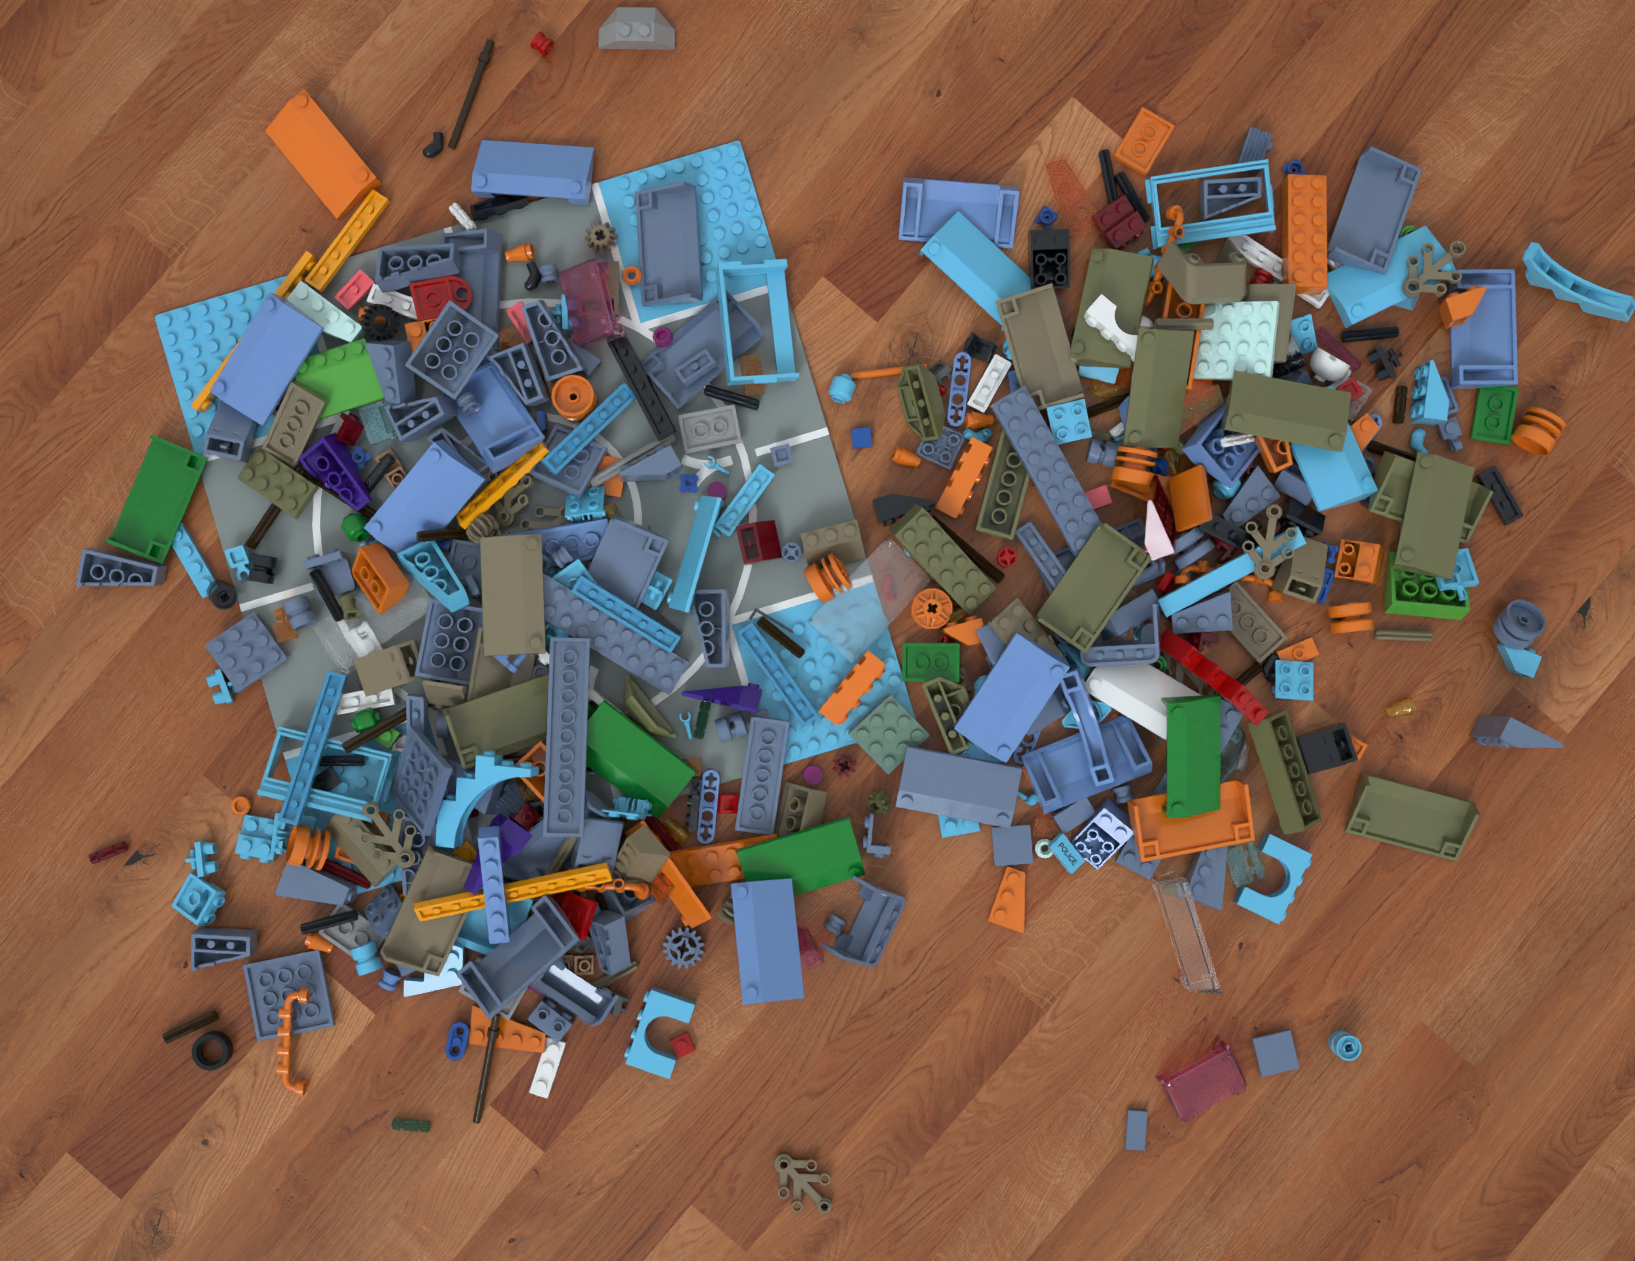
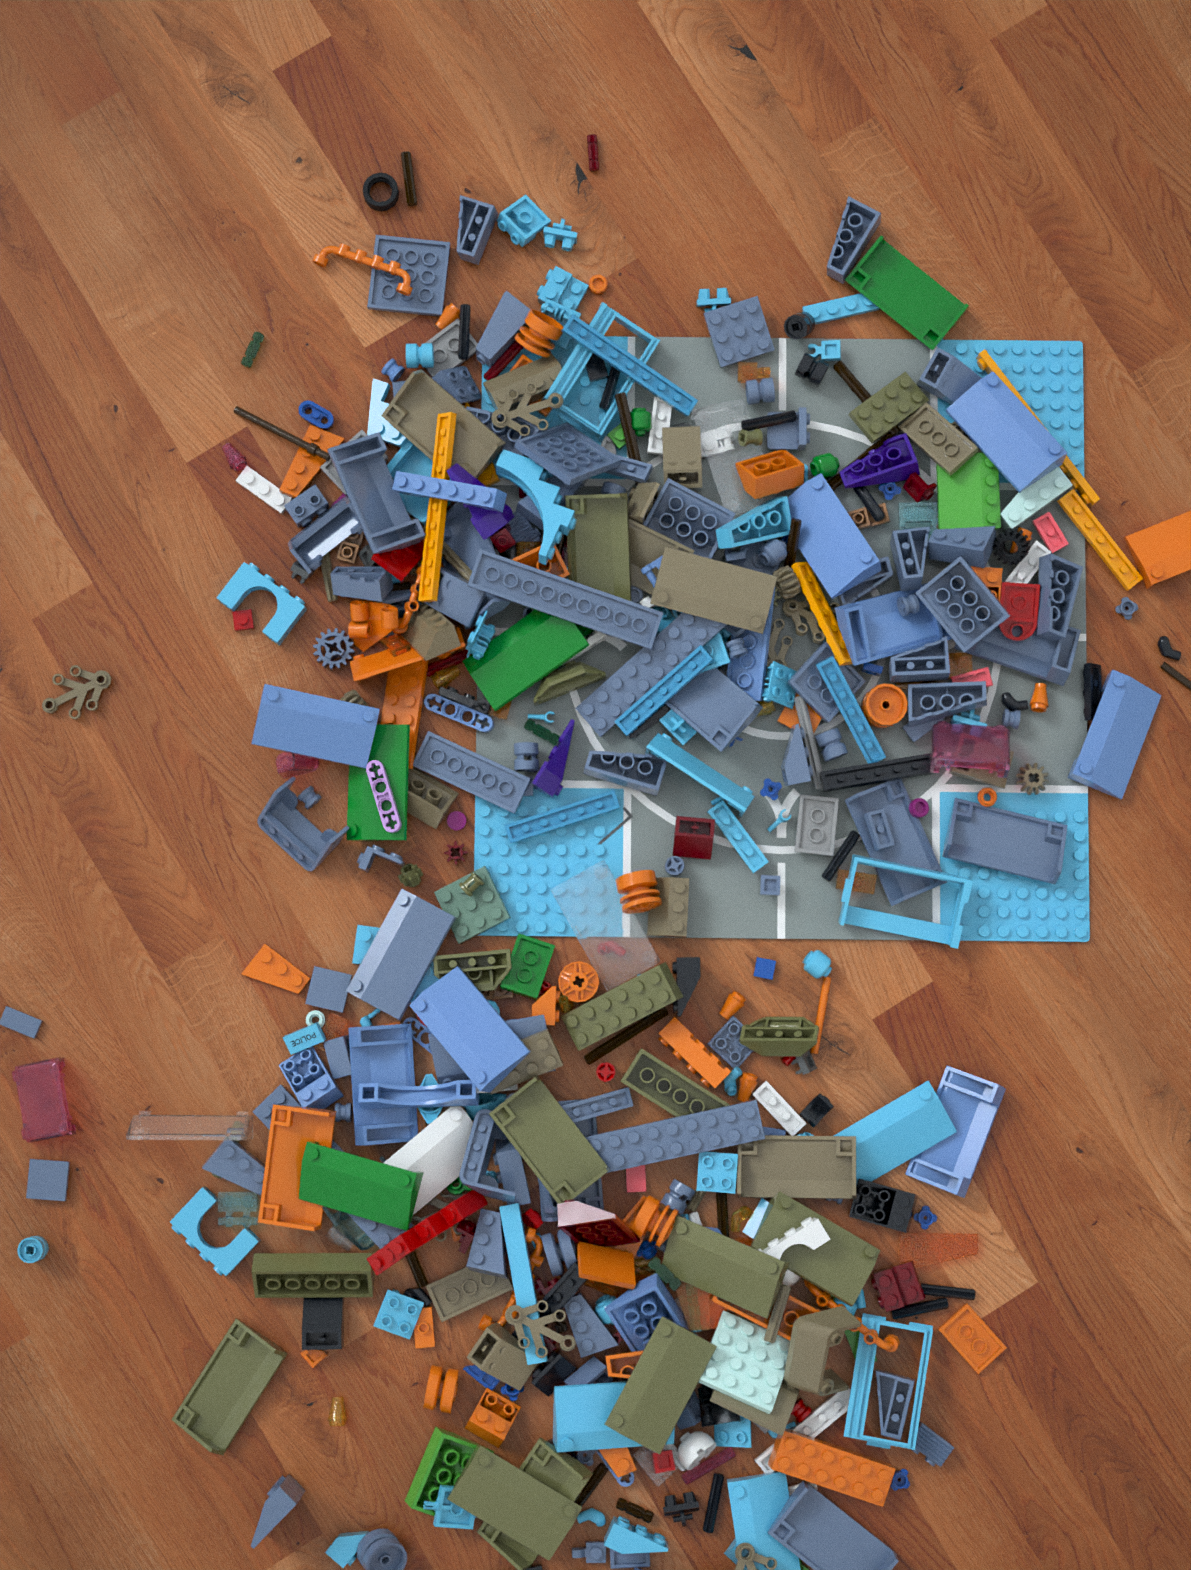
camera: 110 degrees right, 5 degrees down
(403, 192) = (1132, 607): none -> sand blue plate
(457, 550) = (772, 552): none -> sand blue head
(462, 217) = (1090, 654): white axle -> none
(525, 1106) = (234, 457): none -> clear pink cone
(628, 438) = (831, 744): none -> sand blue wheel
(646, 919) = (371, 622): none -> orange panel
(717, 489) = (755, 813): magenta tile -> none
(727, 803) = (455, 732): red plate -> none
(782, 638) = (596, 831): dark brown axle -> none
(812, 850) = (381, 797): none -> lavender beam
(852, 687) = (526, 882): orange wedge -> none
(867, 735) = (465, 886): none -> olive bush
(956, 389) = (783, 1075): medium blue beam -> none
(1179, 441) = (664, 1273): none -> clear green axle
(1236, 439) = (649, 1327): white axle -> none
(1404, 635) = (407, 1439): dark tan axle -> none

